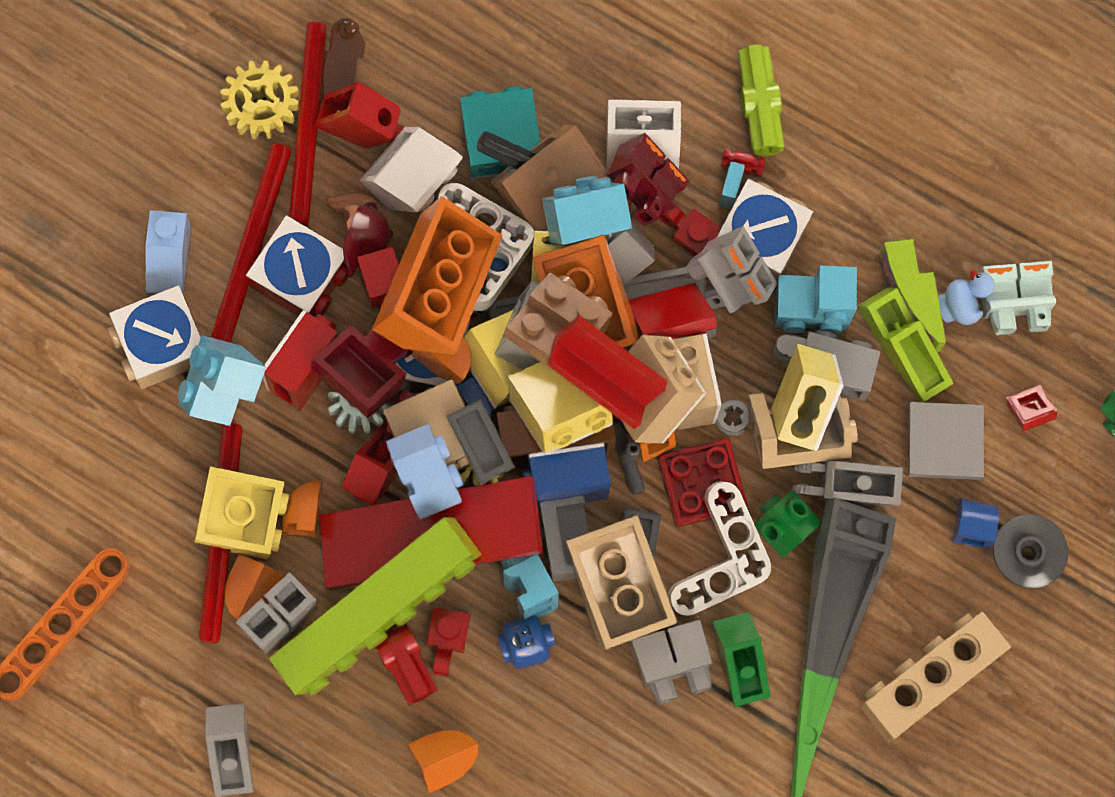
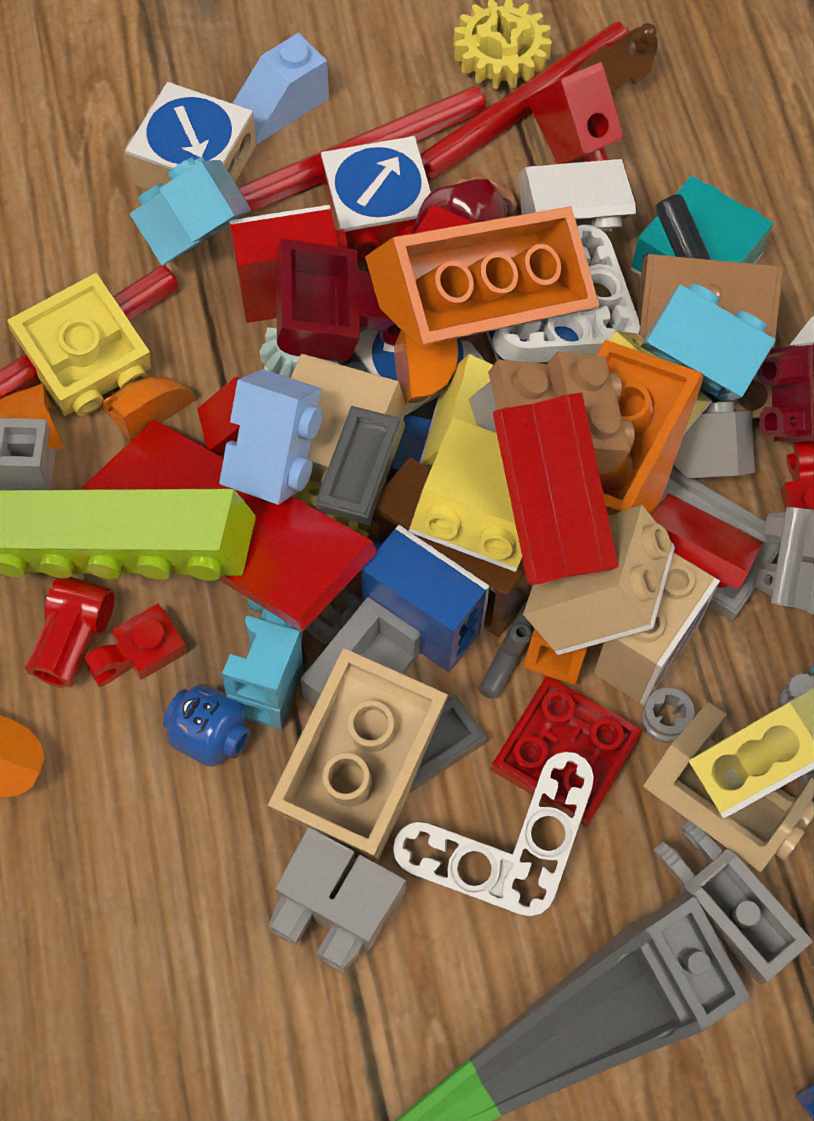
camera: 50 degrees right, 10 degrees down
(742, 658) = (410, 975): green slope -> none
(786, 522) = (613, 875): green brick -> none

